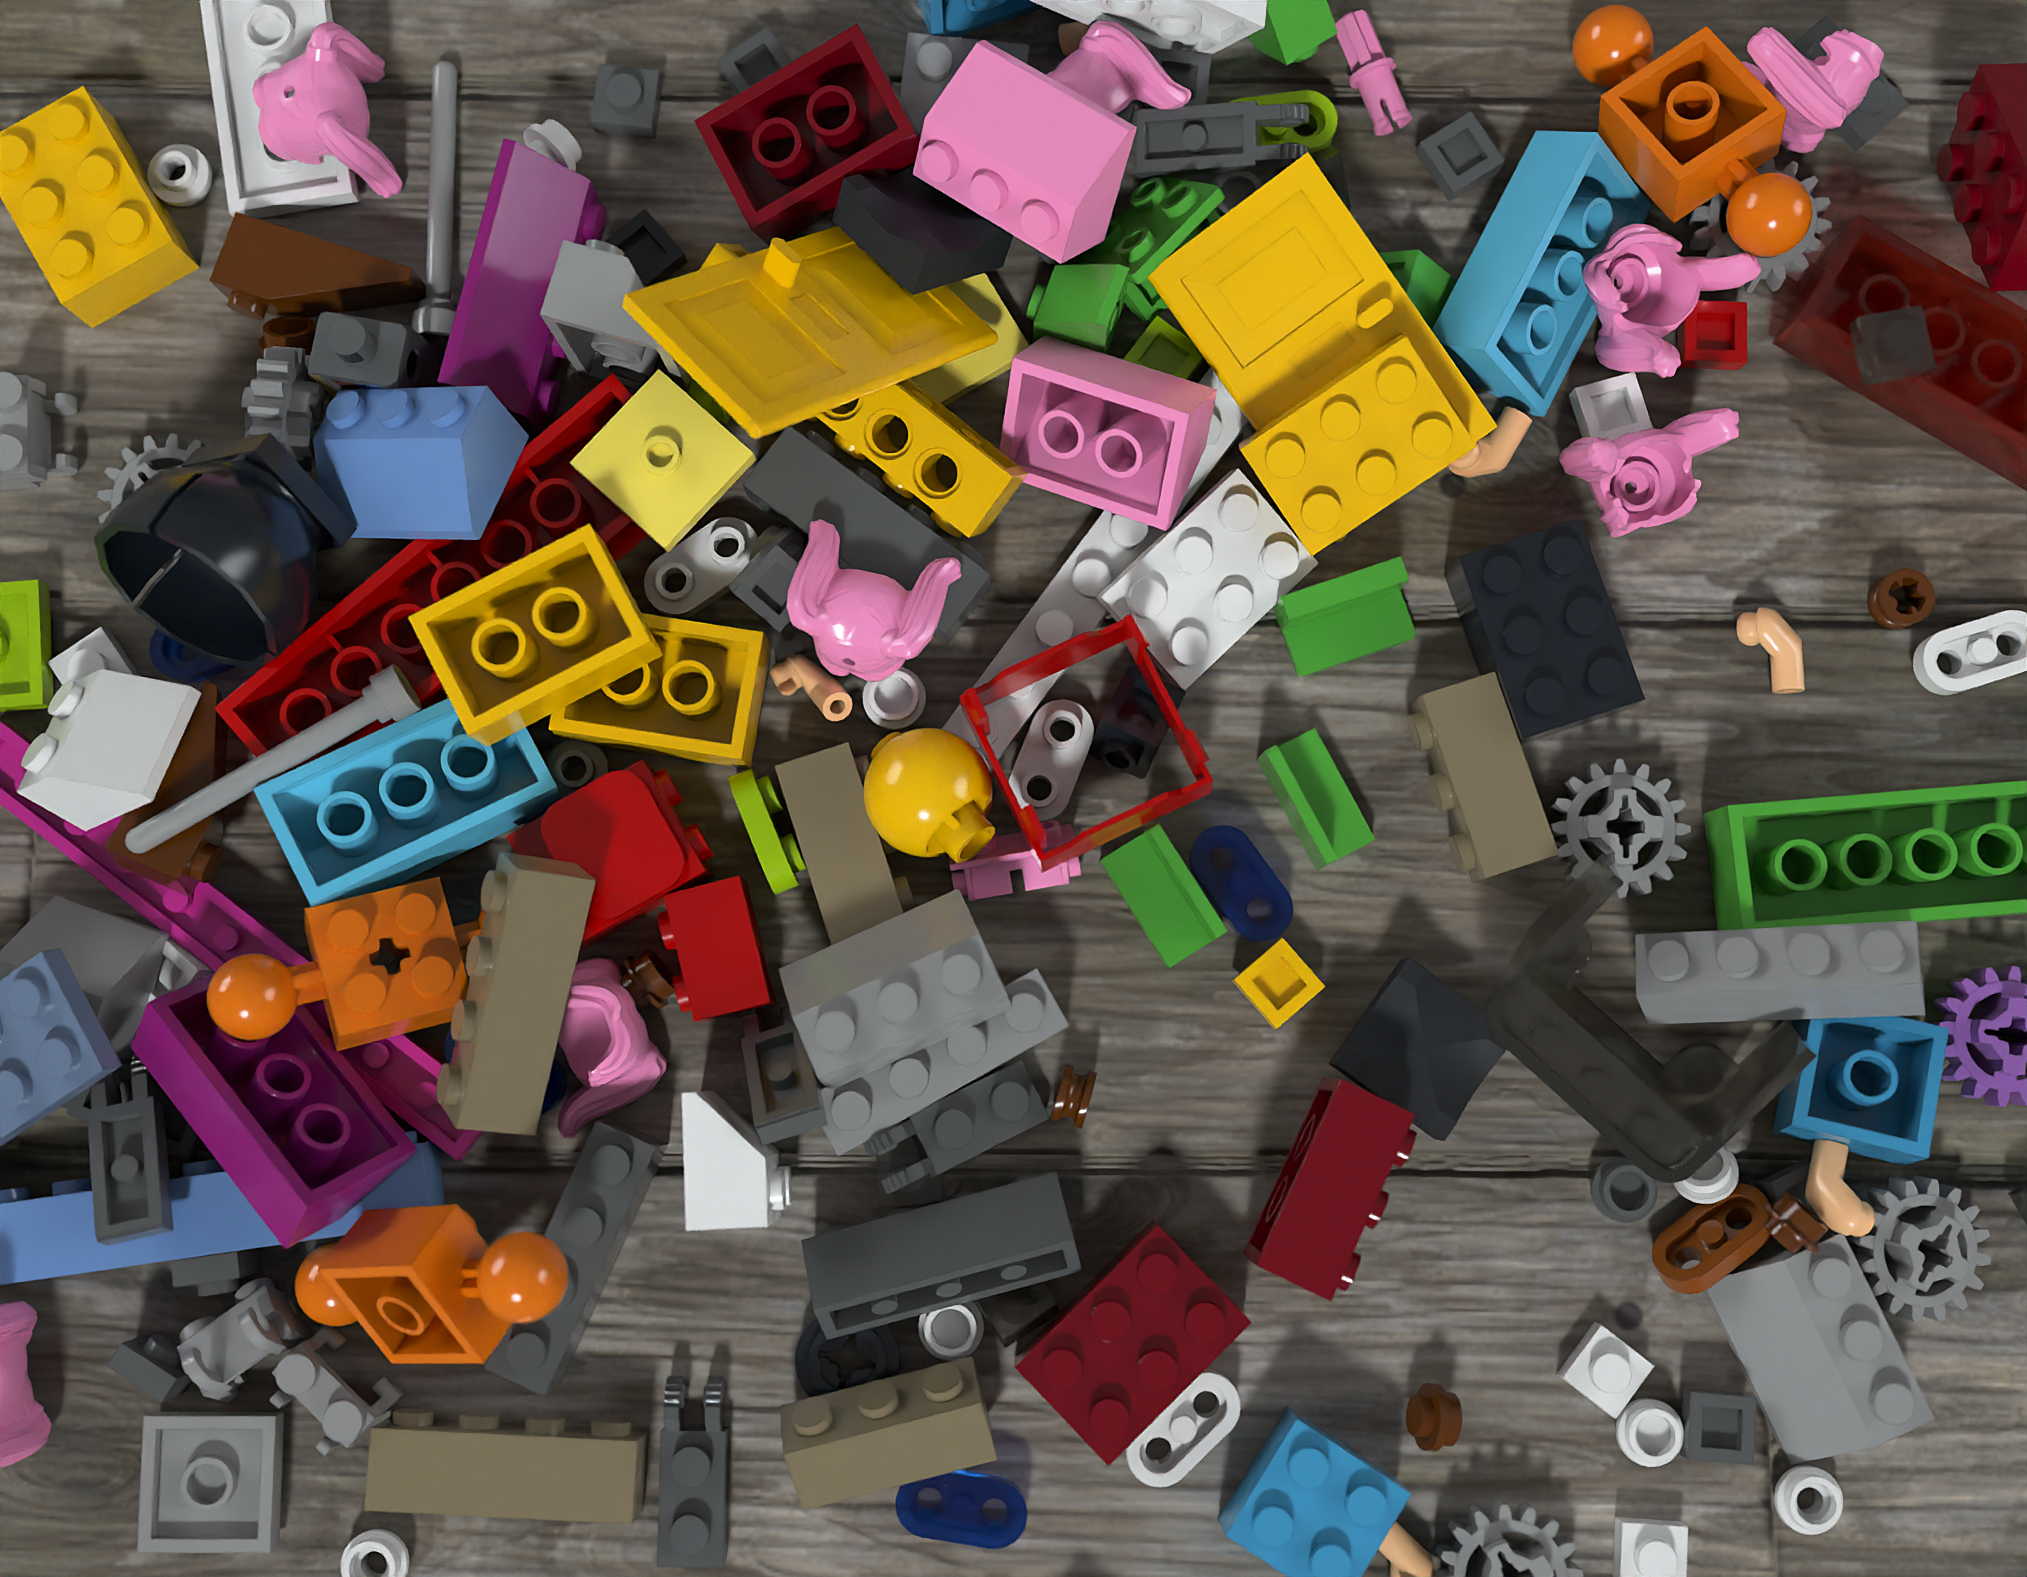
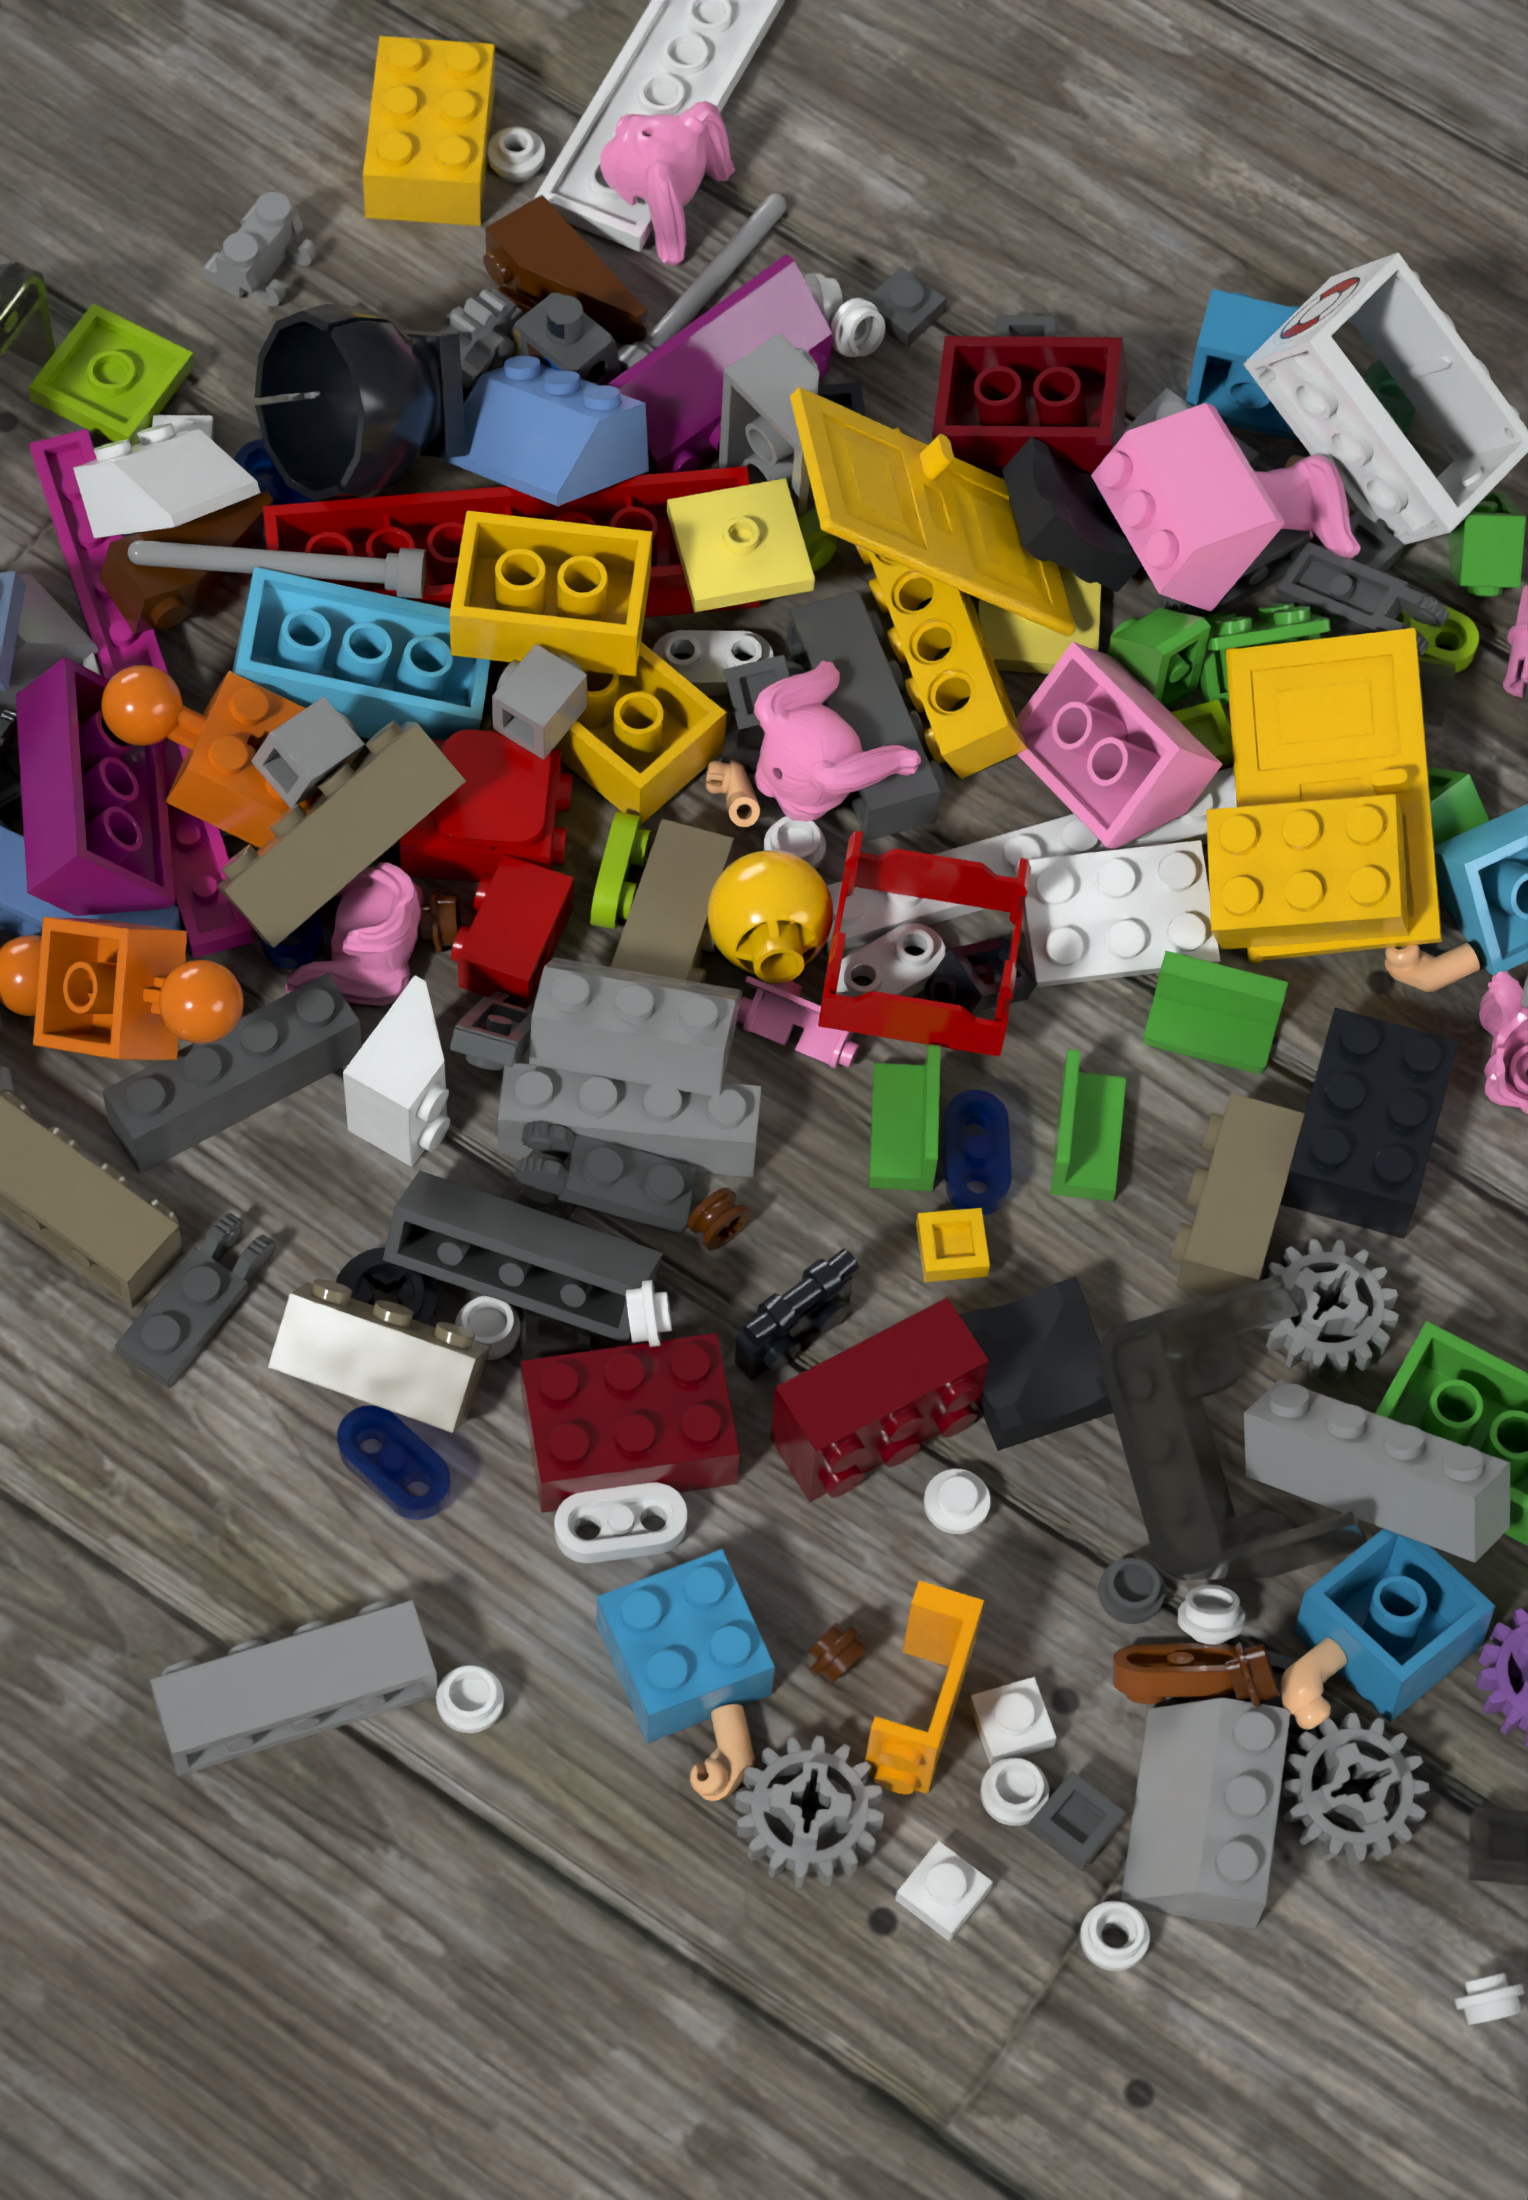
camera: 30 degrees right, 20 degrees down
(436, 944) = (307, 751): none -> light grey brick
(597, 742) = (539, 700): none -> light grey brick
(604, 154) = (857, 328): none -> white plate
(1097, 1261) = (648, 1313): none -> white plate
(1203, 1148) = (787, 1320): none -> black plate
(1435, 1211) = (956, 1501): none -> white plate
(1578, 1484) = (940, 1630): none -> light orange panel

